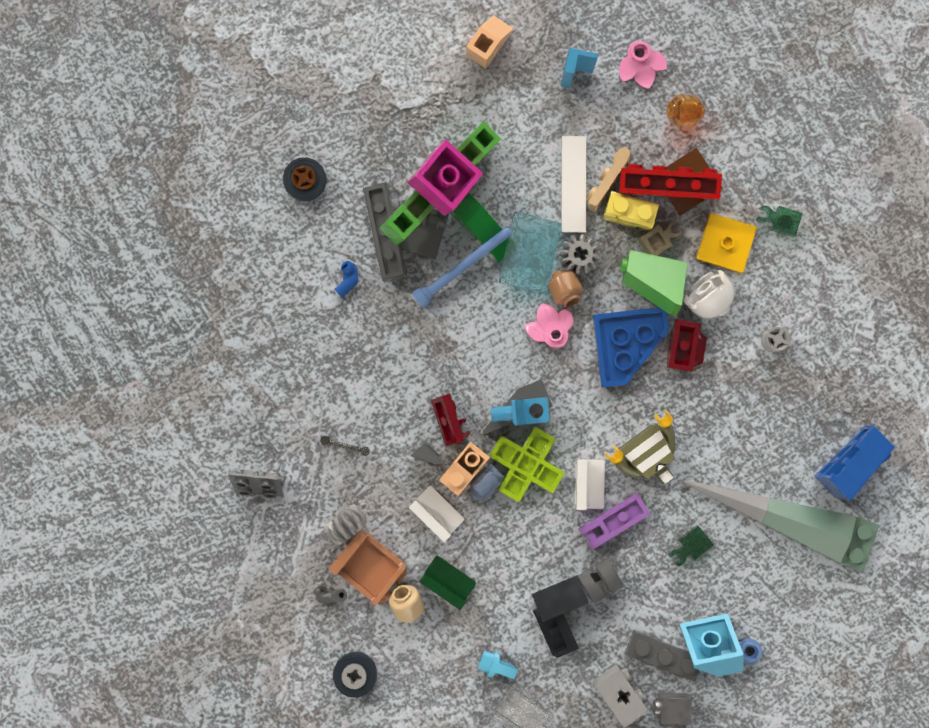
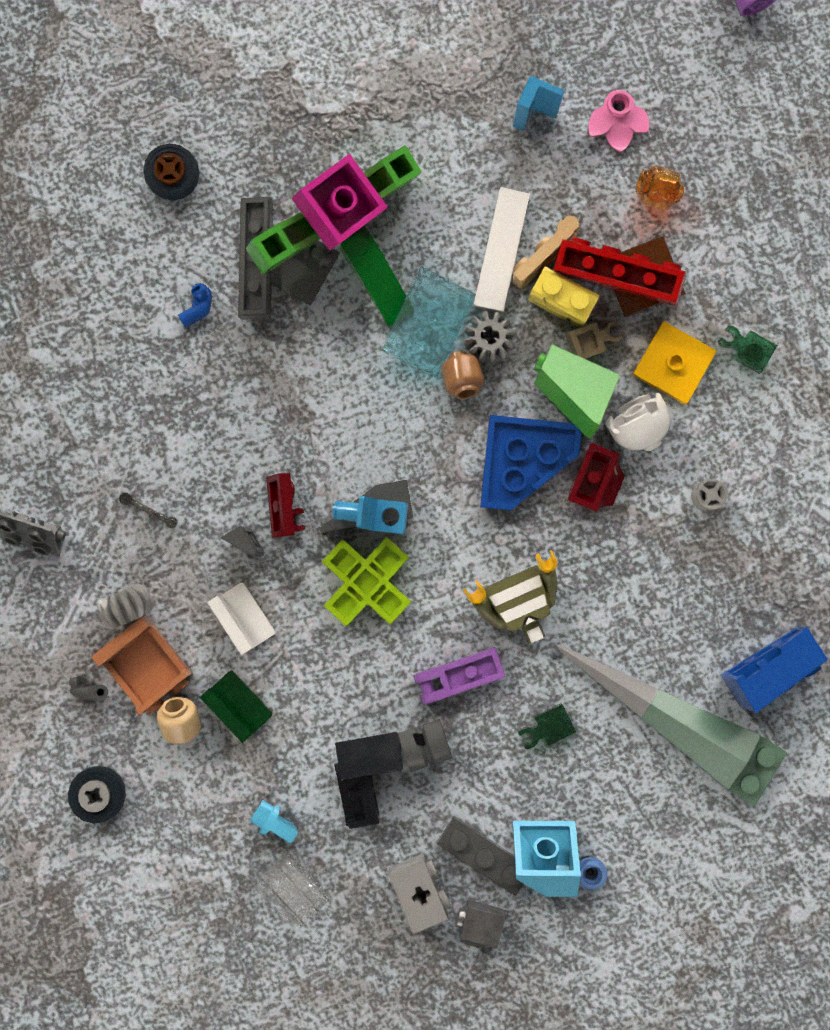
camera: 15 degrees right, 0 degrees up
(425, 294) = (288, 345): medium blue piece -> none
(464, 468) = (286, 570): light nougat slope -> none
(486, 482) = (311, 593): sand blue brick -> none
(488, 41) = (433, 50): light nougat slope -> none
(549, 322) = (434, 413): bright pink plate -> none
(589, 484) = (439, 623): white panel -> none

